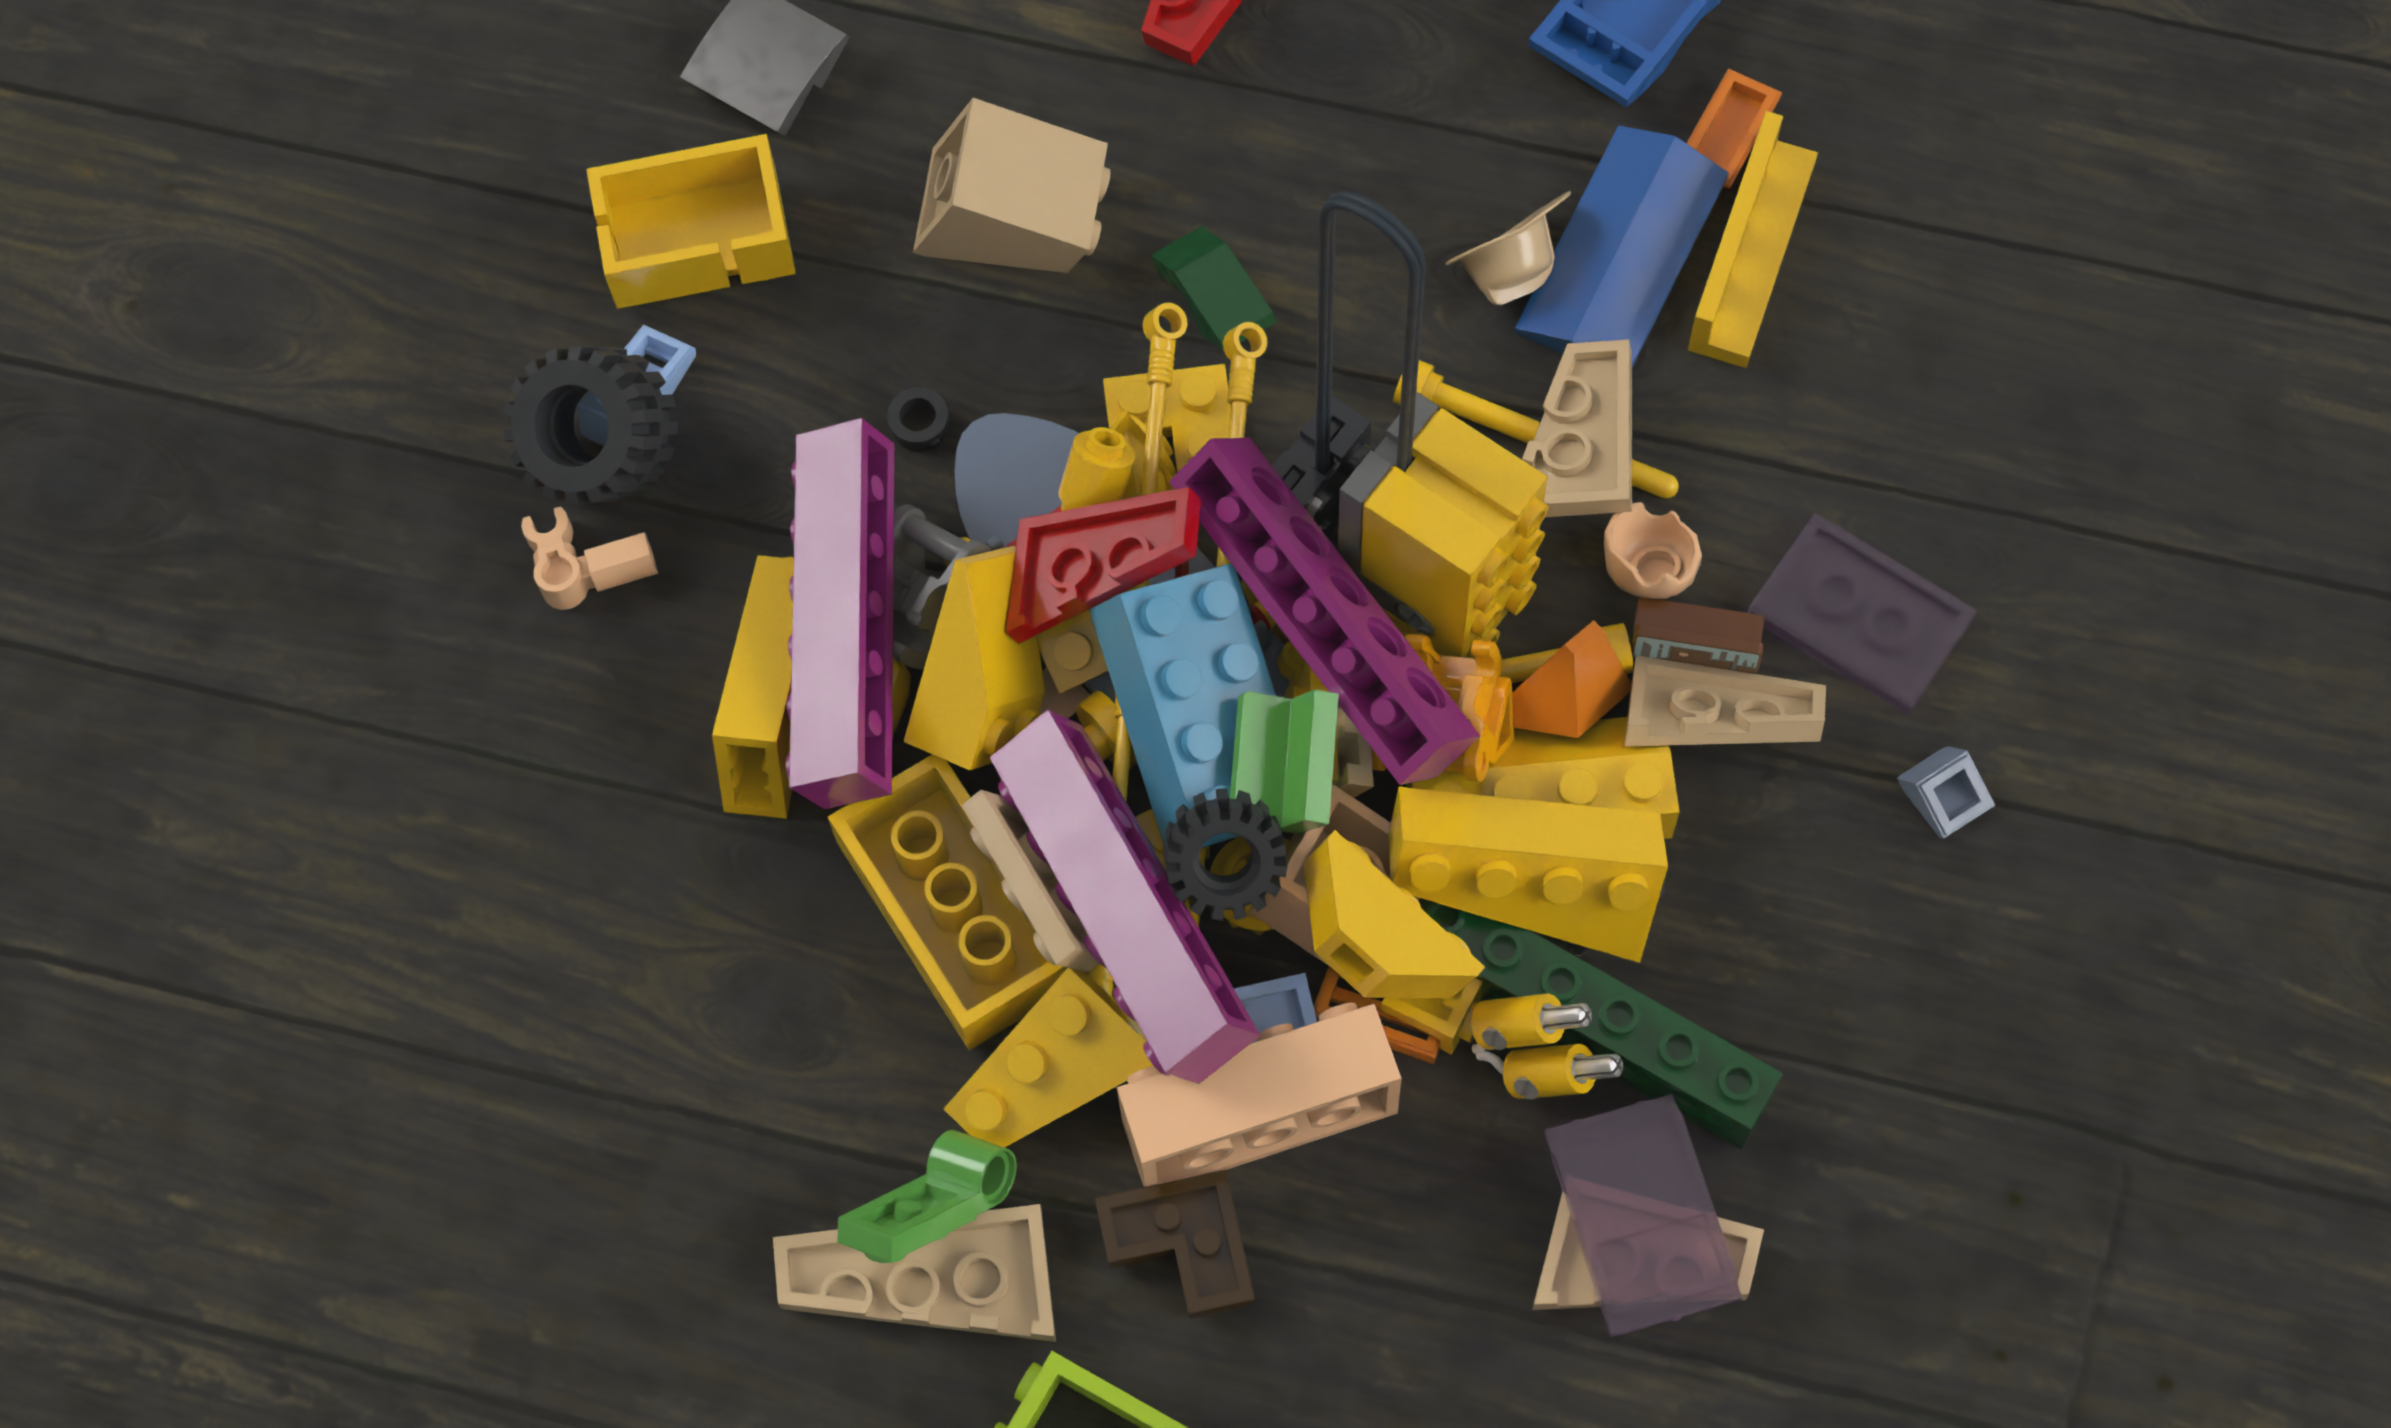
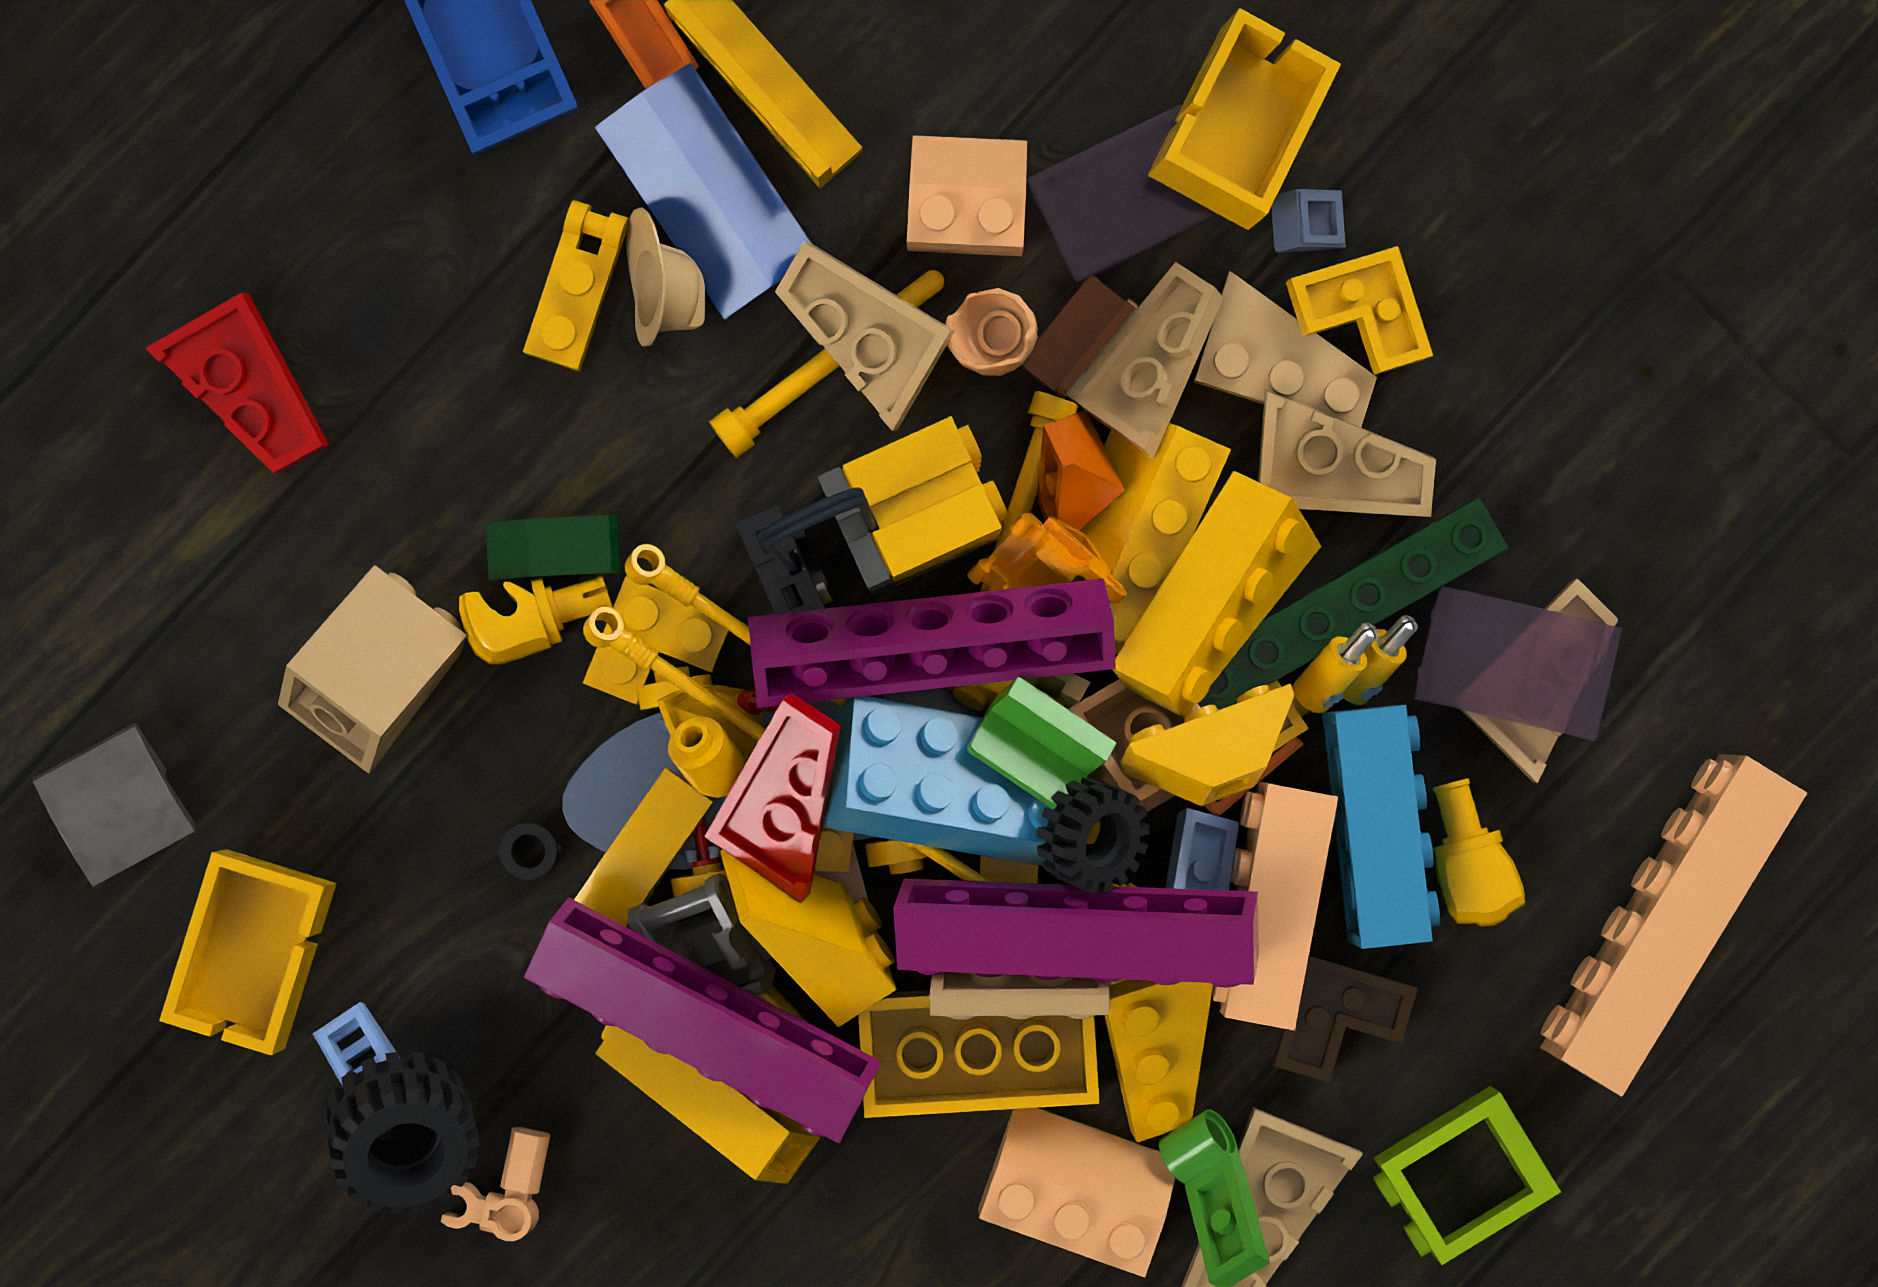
camera: 65 degrees left, 20 degrees up
(864, 1076) = (1079, 1189): none -> light nougat slope
(978, 498) = (645, 847): none -> yellow slope
(1123, 296) = (535, 621): none -> yellow piece
(1397, 1157) = (1379, 826): none -> dark azure brick
(1409, 1283) = (1472, 866): none -> yellow piece
(1467, 190) = (575, 287): none -> yellow plate
(1728, 937) = (1340, 465): none -> tan wing
(1760, 469) = (967, 196): none -> light nougat slope
(1793, 837) = (1262, 348): none -> tan wing
(1914, 878) = (1373, 294): none -> yellow plate
(2000, 658) = (1244, 120): none -> yellow piece

